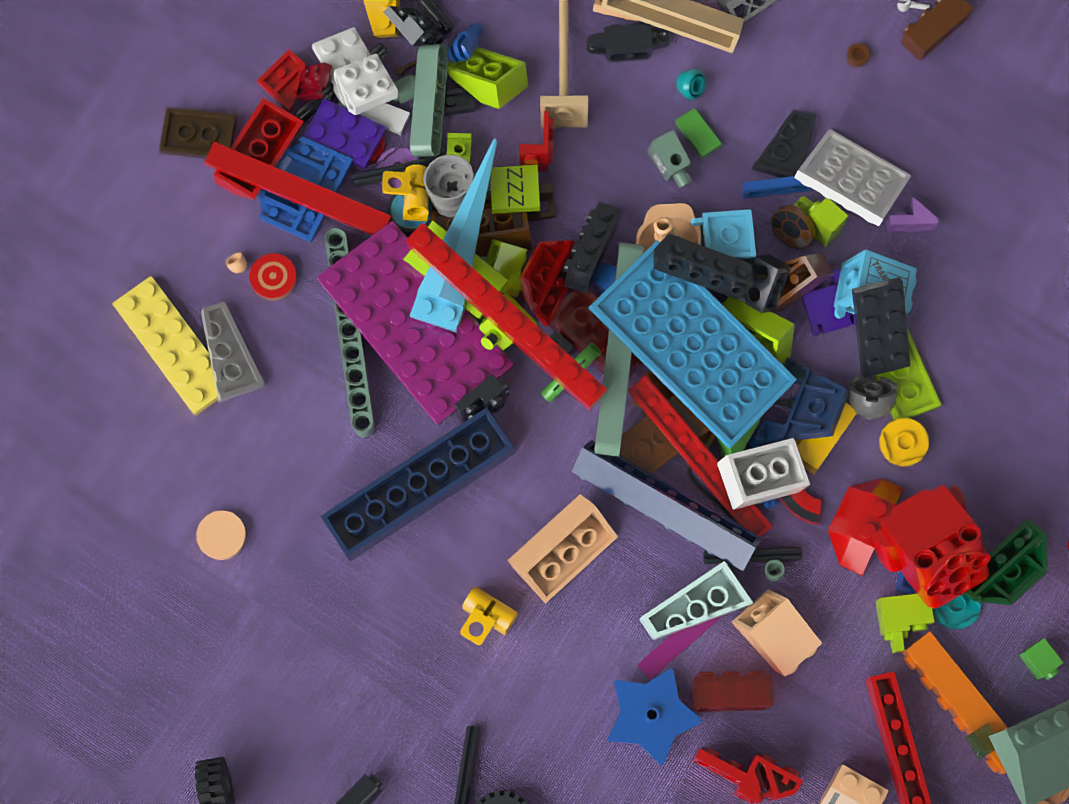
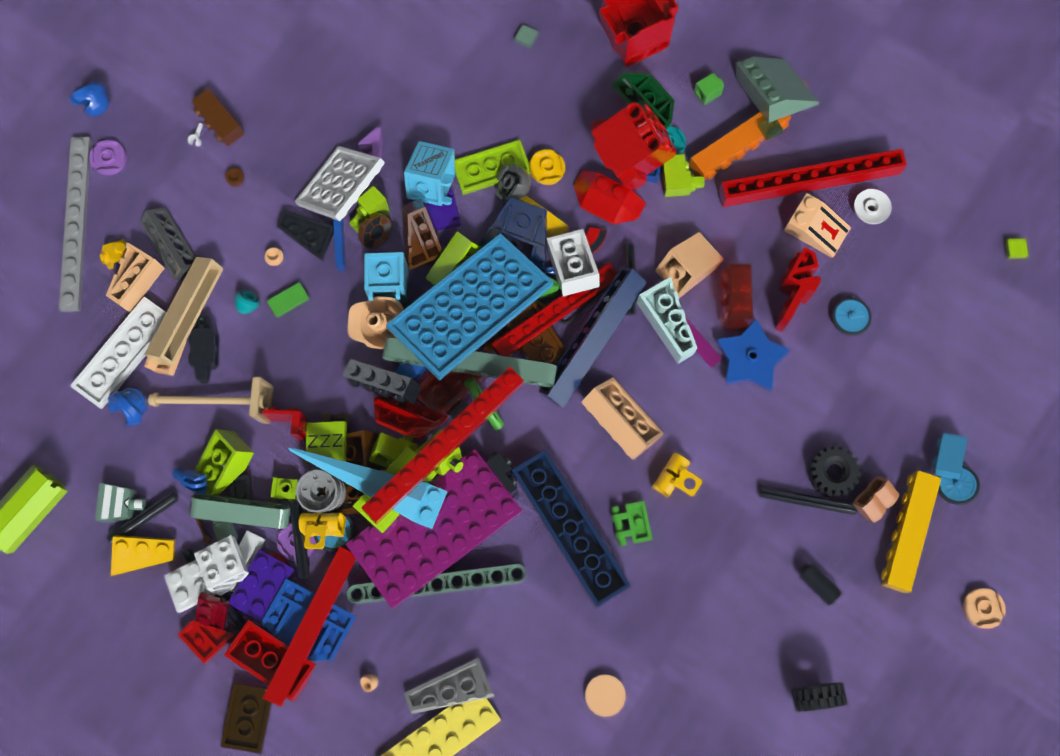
camera: 90 degrees left, 0 degrees up
(273, 276) = (383, 650): red tile -> none
(414, 27) = (174, 519): black plate -> none
(430, 569) = (637, 520): none -> bright green plate
(667, 150) = (309, 319): sand green torso -> none
(703, 266) = (410, 290): black brick -> none
(754, 111) = (274, 256): none -> light nougat plate
(768, 283) = (425, 247): black brick -> none
(771, 567) = (639, 266): sand green hinge -> none
(881, 327) = (463, 168): black plate -> none

